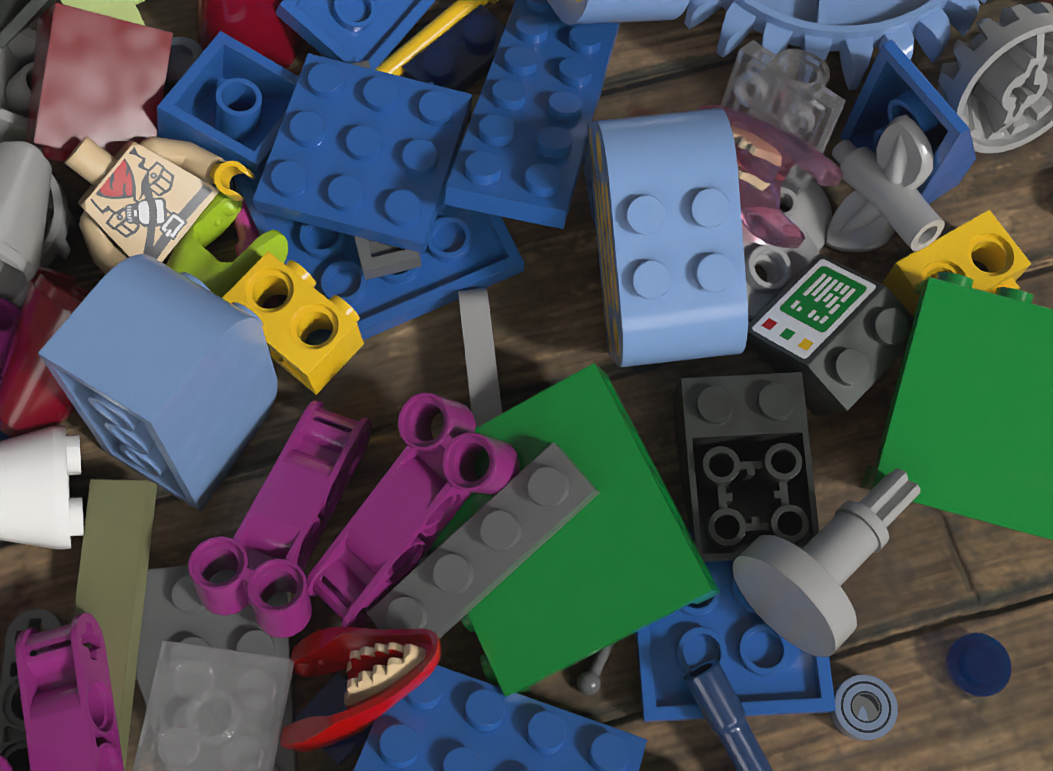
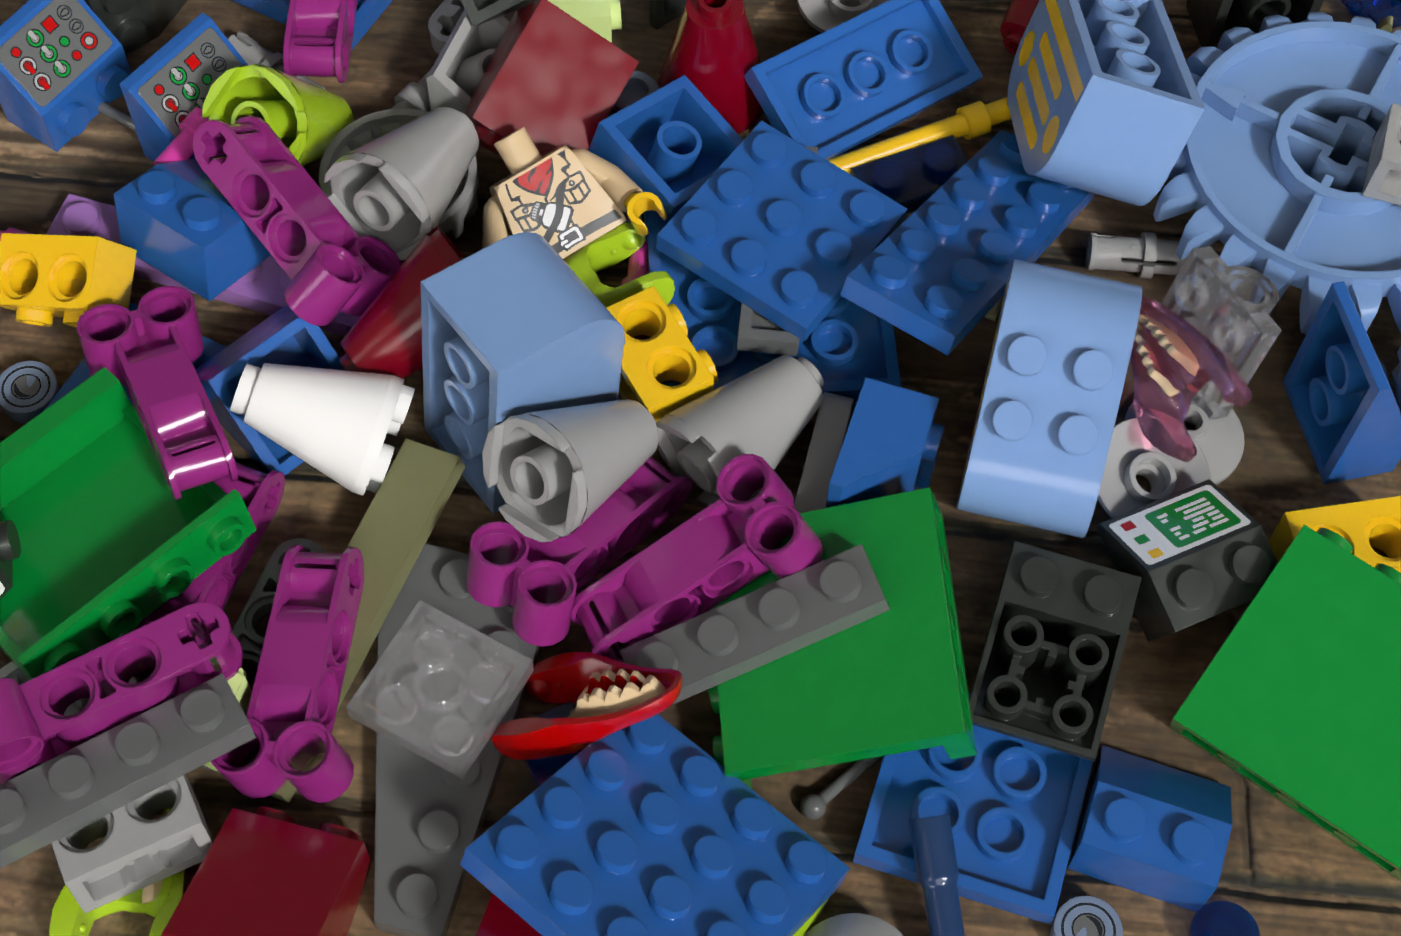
camera: 20 degrees right, 10 degrees down
(252, 461) = (565, 462): none -> light grey cone
(397, 352) = (749, 415): none -> light grey cone
(536, 332) = (887, 445): none -> blue slope
(680, 62) = (1133, 254): none -> light grey pin
(801, 588) = (1057, 772): light grey piece -> none
(885, 192) = (1300, 441): light grey plant -> none
(907, 594) = (1153, 829): none -> blue slope

